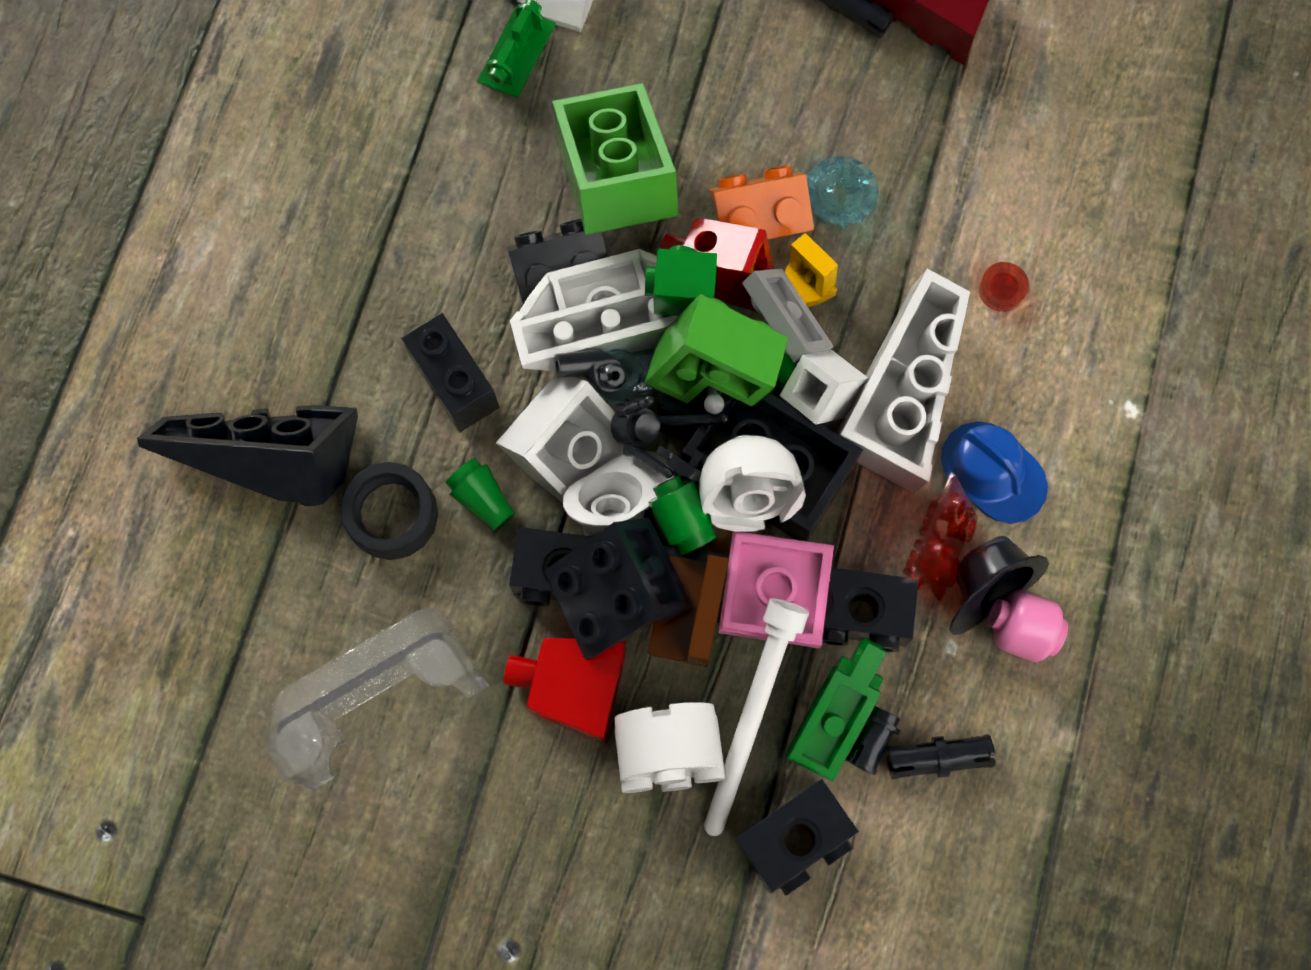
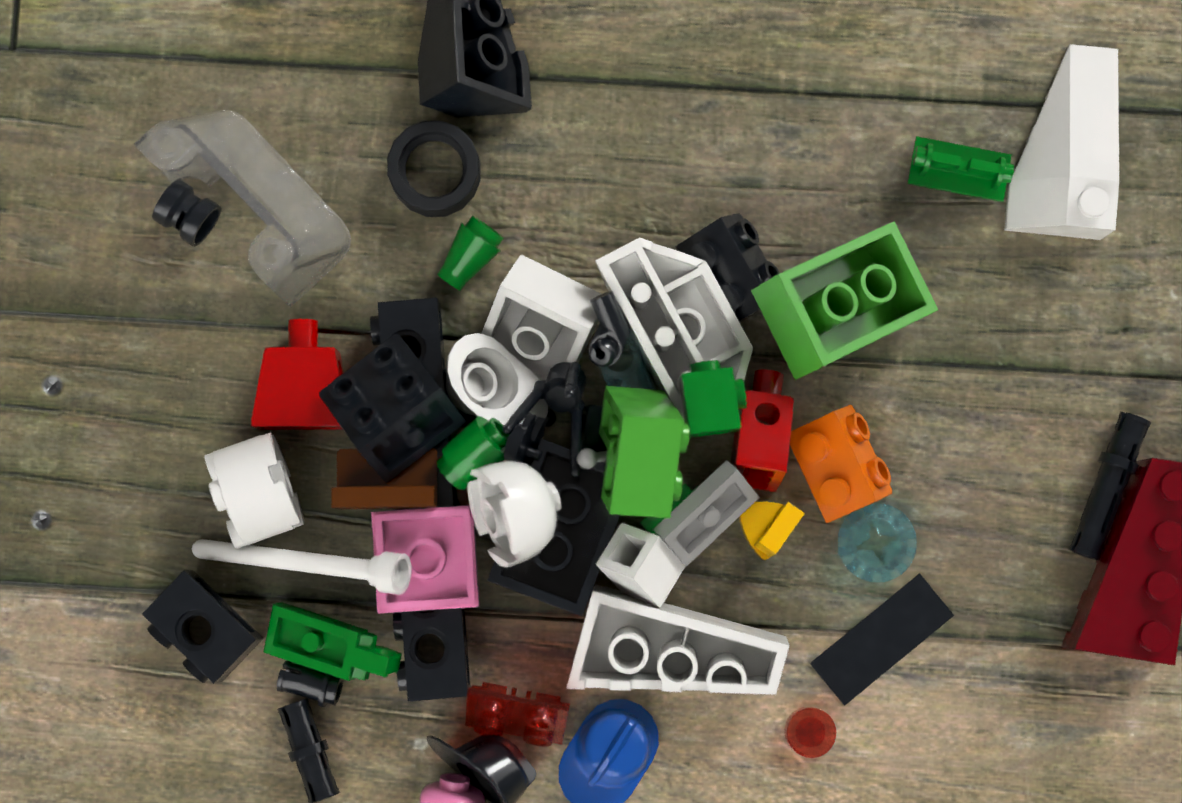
camera: 75 degrees right, 10 degrees up
(355, 770) = (186, 212): none -> black wheel
(451, 372) = (584, 191): black brick -> none
(929, 210) = (882, 639): none -> black sticker

